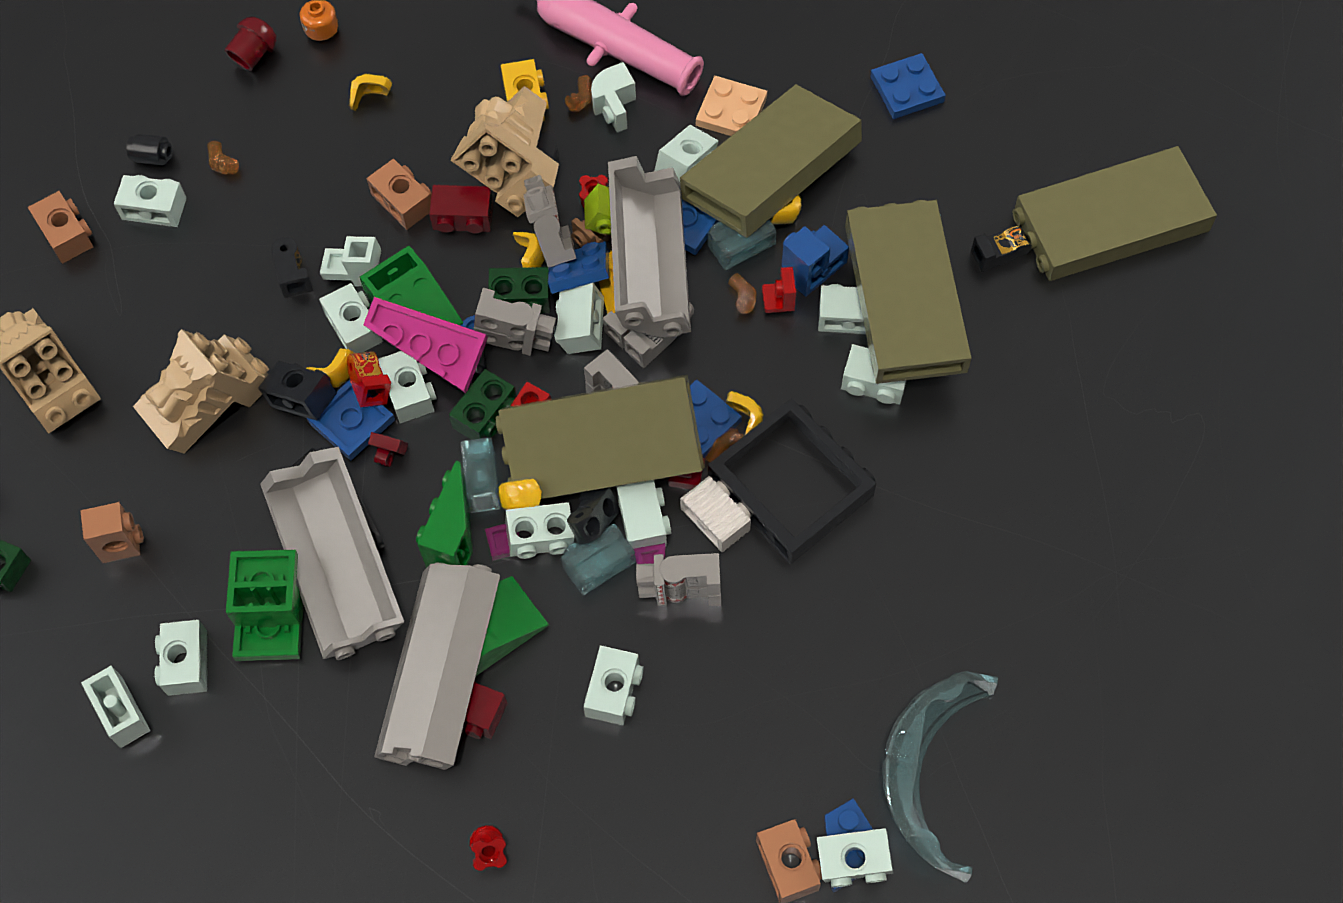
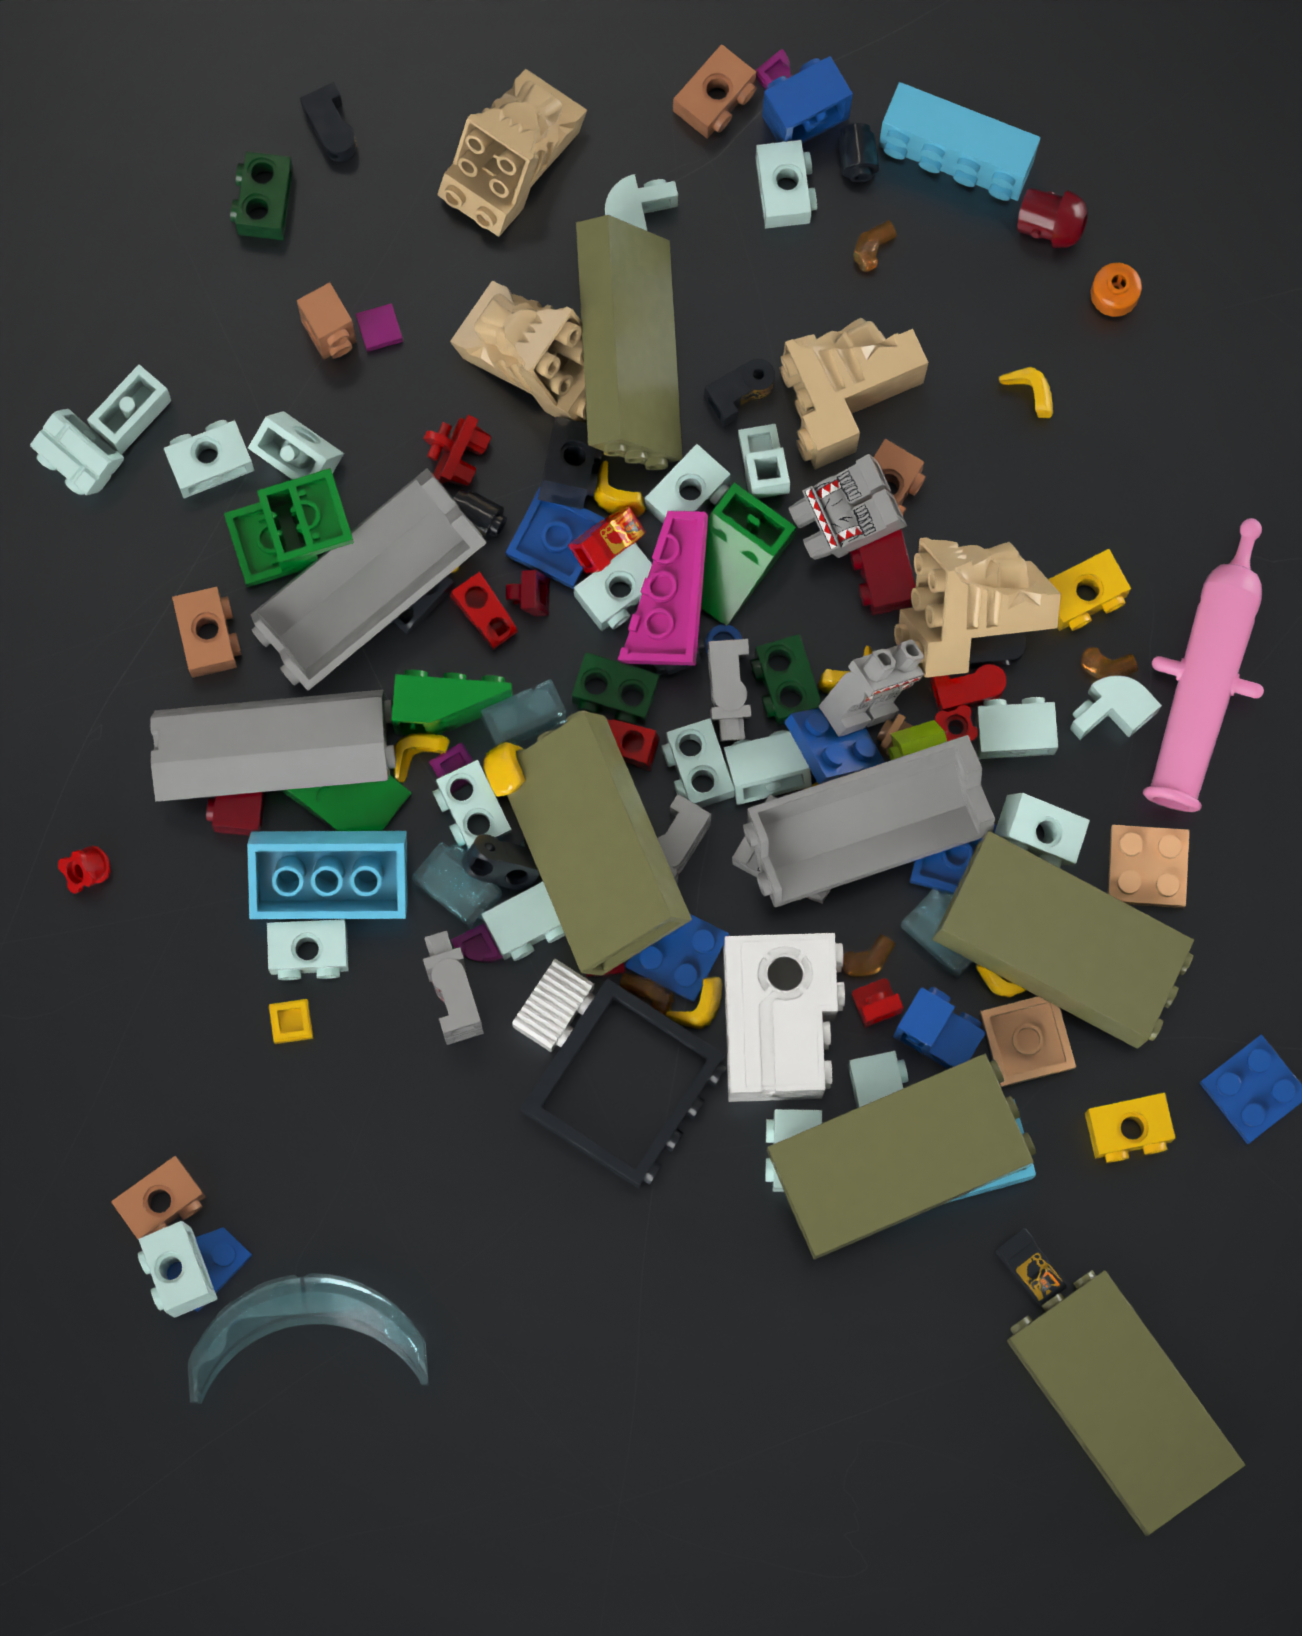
camera: 70 degrees right, 15 degrees up
(69, 188) = (773, 68): none -> magenta tile
(96, 163) = (807, 102): none -> blue brick
(122, 305) = (630, 202): none -> light aqua brick
(132, 761) = (76, 452): none -> light aqua brick
(135, 501) = (379, 327): none -> magenta tile
(171, 79) = (958, 142): none -> medium azure brick
(201, 586) = (293, 447): none -> light aqua brick
(222, 317) = (629, 342): none -> olive brick
(247, 468) = (464, 436): none -> red hips
(307, 194) = (845, 375): none -> tan brick
(338, 708) = (192, 613): none -> nougat brick
(387, 483) = (484, 610): none -> red leg
(410, 216) = (848, 509): none -> light grey hips
(477, 550) = (413, 744): none -> yellow hair
(559, 648) = (327, 874): none -> medium azure brick
(561, 357) = (707, 763): none -> light aqua brick
(568, 177) = (969, 689): none -> red leg
(606, 145) = (1016, 728): none -> light aqua brick
(667, 718) = (291, 1021): none -> yellow tile
(771, 353) = (780, 1014): none -> white piece
(828, 204) = (1027, 1040): none -> light nougat plate
(914, 175) = (1150, 1114): none -> yellow brick

